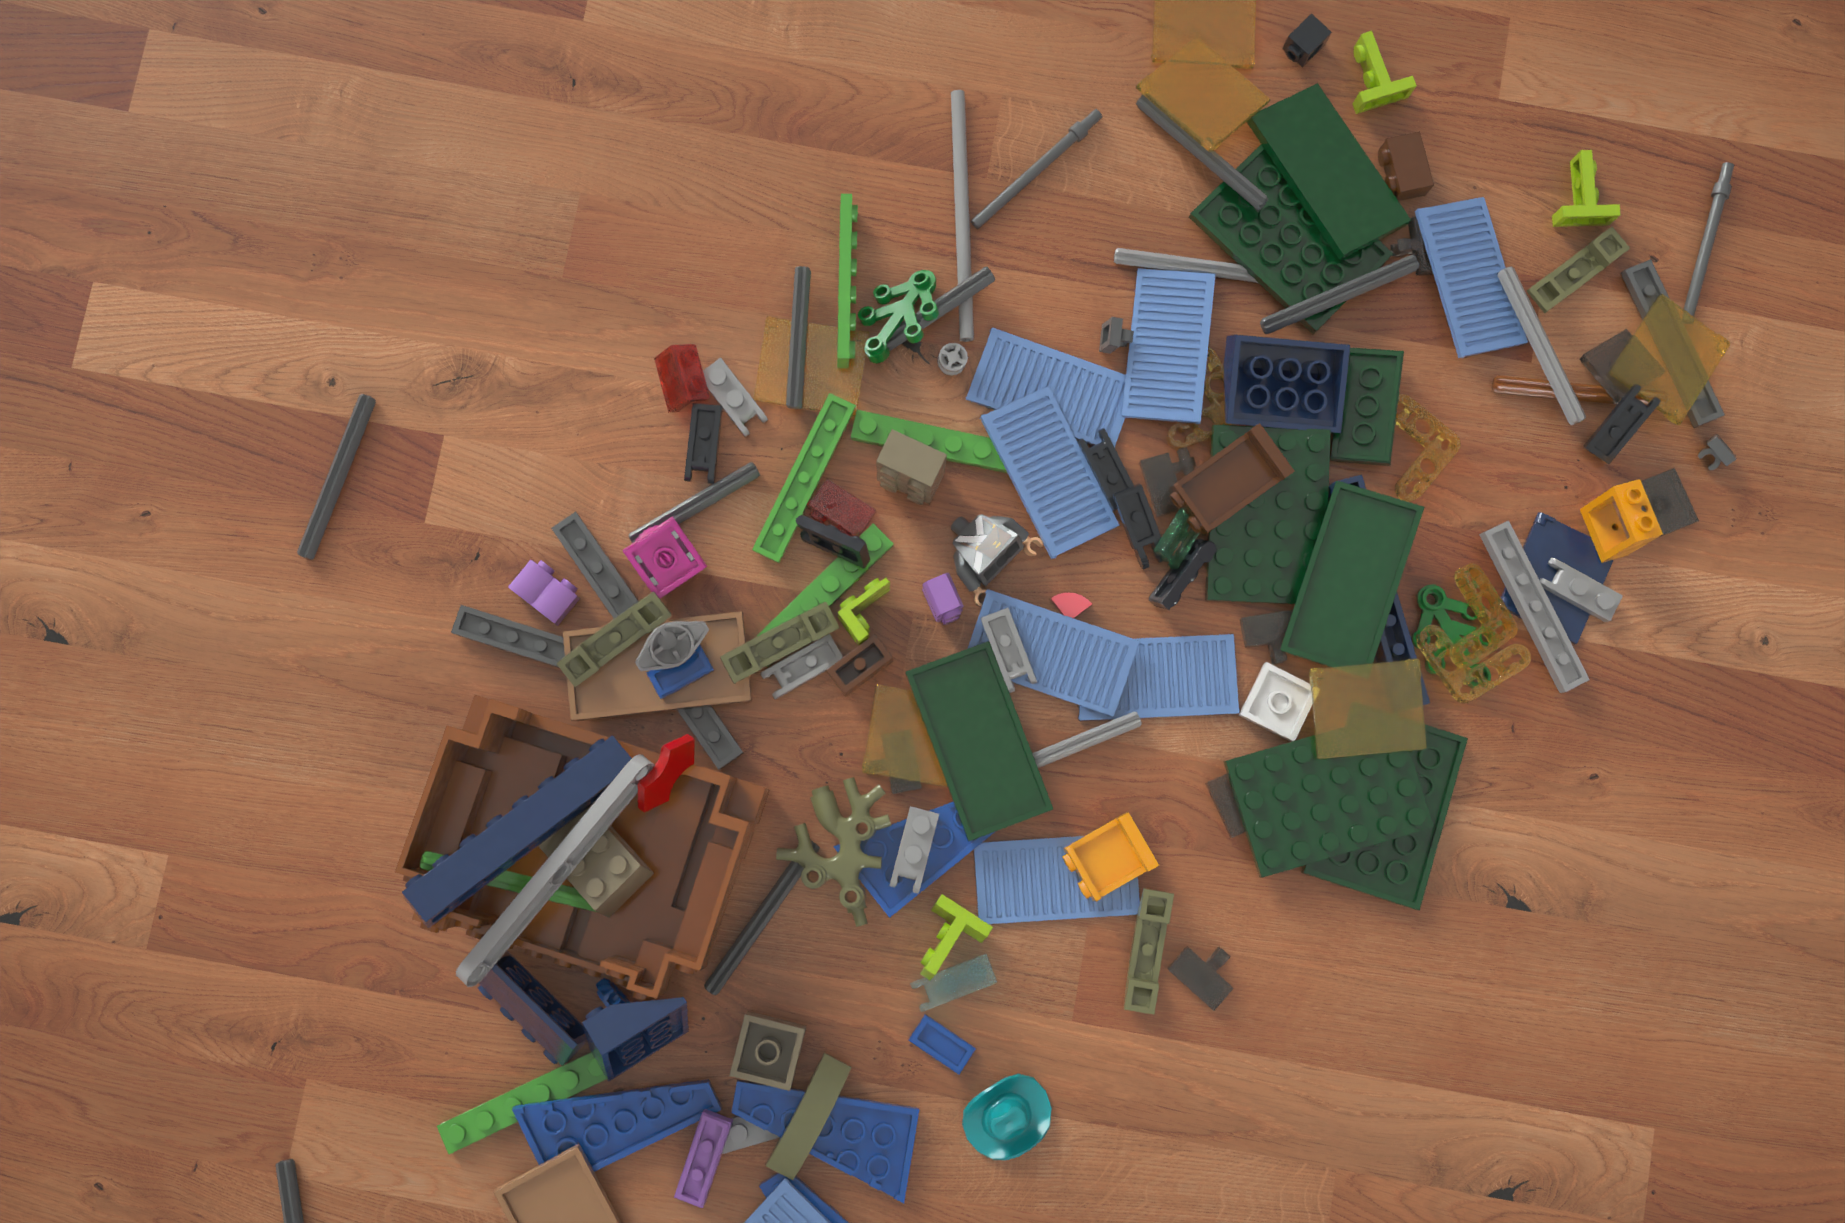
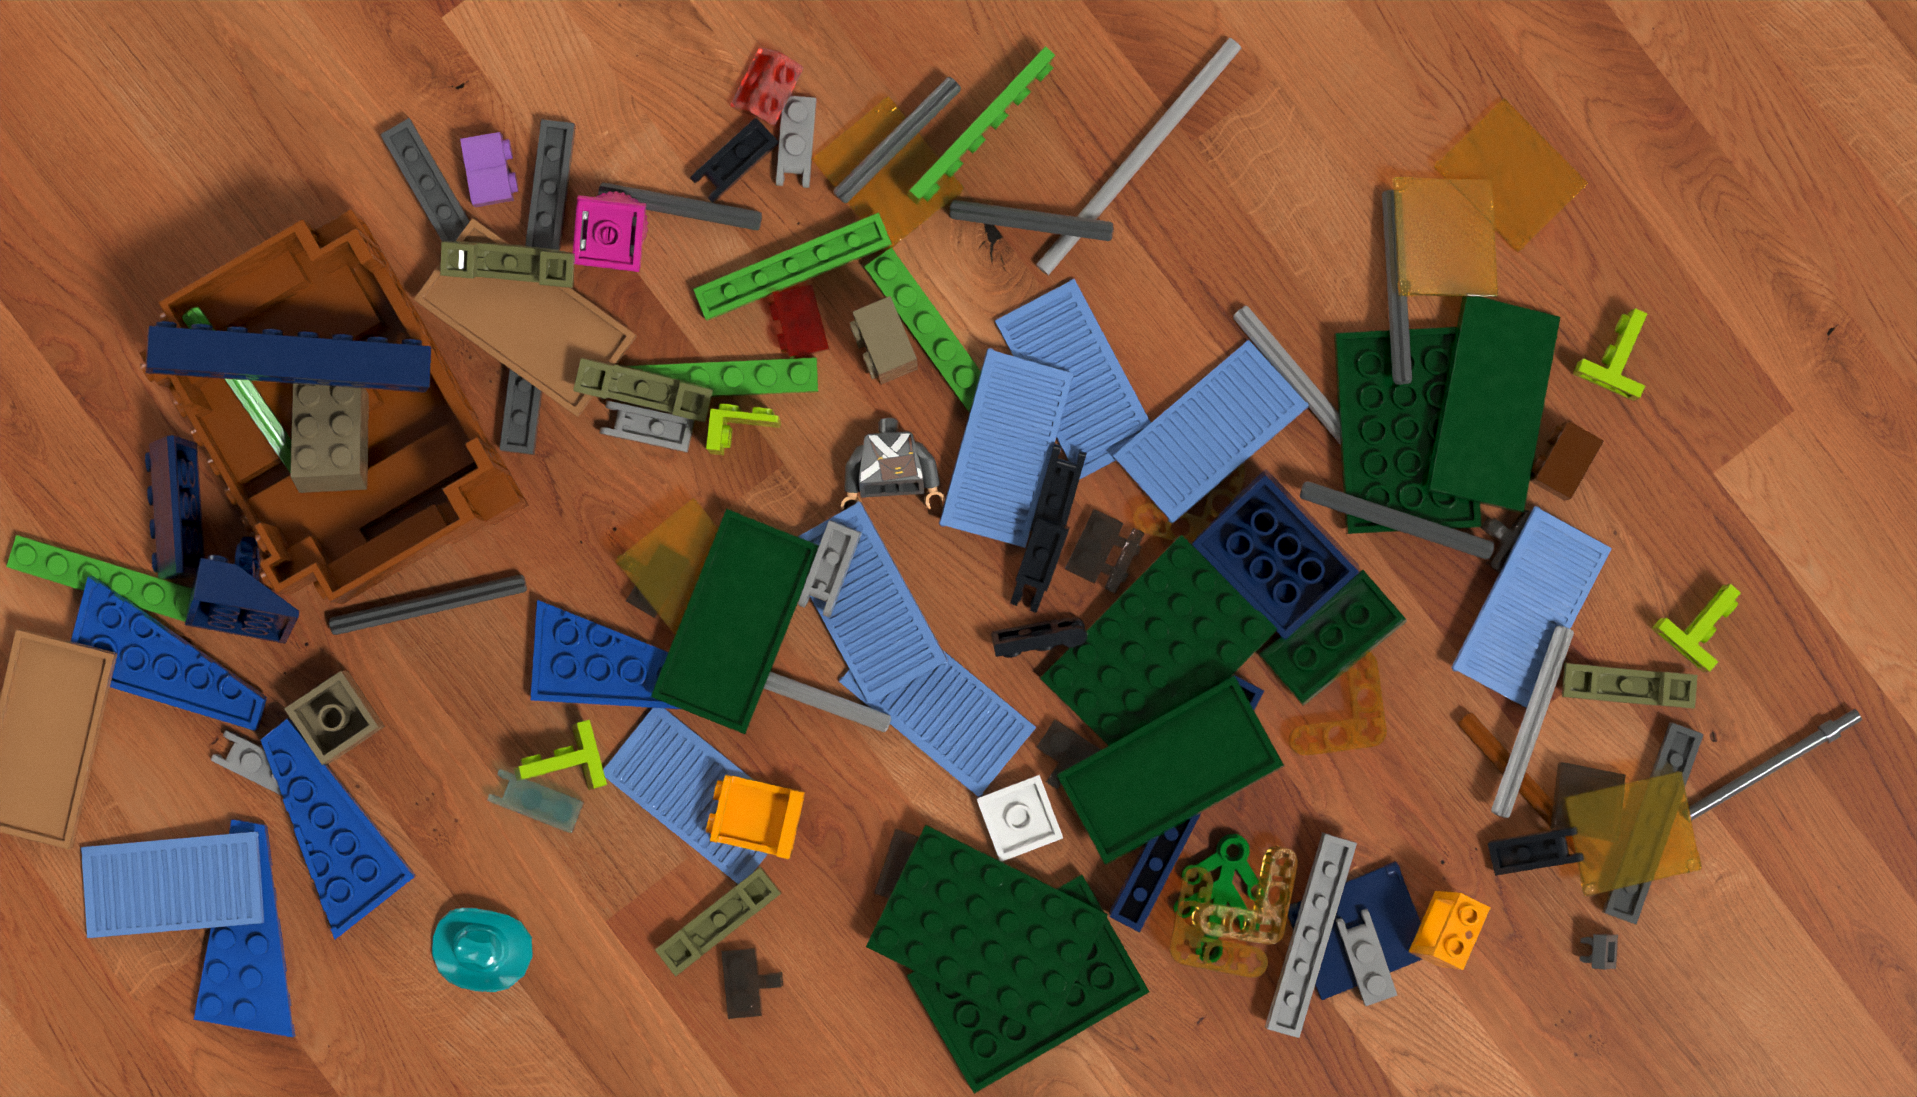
camera: 45 degrees right, 5 degrees up
(553, 872) = (288, 416): light grey beam -> none
(671, 645) = (548, 312): light grey hat -> none
(673, 679) = (539, 339): blue tile -> none
(673, 761) = (431, 420): red tile -> none
(703, 1158) = (206, 756): medium lavender tile -> none
(809, 1117) = (320, 800): olive slope -> none
(834, 541) = (767, 344): black hinge -> none
(850, 859) = (541, 622): olive plant -> none
(860, 665) = (693, 469): reddish brown brick -> none
(915, 847) = (603, 661): light grey hinge -> none
(920, 285) = (1003, 194): green plant -> none
(942, 1044) = (481, 842): blue tile -> none
(943, 598) = (813, 476): medium lavender brick -> none
(954, 353) = (1014, 272): light grey wheel -> none
(1070, 604) = (921, 577): coral tile -> none
(1076, 133) = (1306, 172): dark grey bar -> none
(1114, 336) = (1170, 380): dark grey tile -> none
(1172, 537) = (1065, 598): clear green tile -> none
(1230, 480) = (1145, 594): reddish brown panel -> none
(1306, 40) = (1585, 270): black brick -> none
(1368, 708) = (1081, 889): clear yellow piece -> none
(1669, 501) = (1507, 950): clear smoke plate -> none

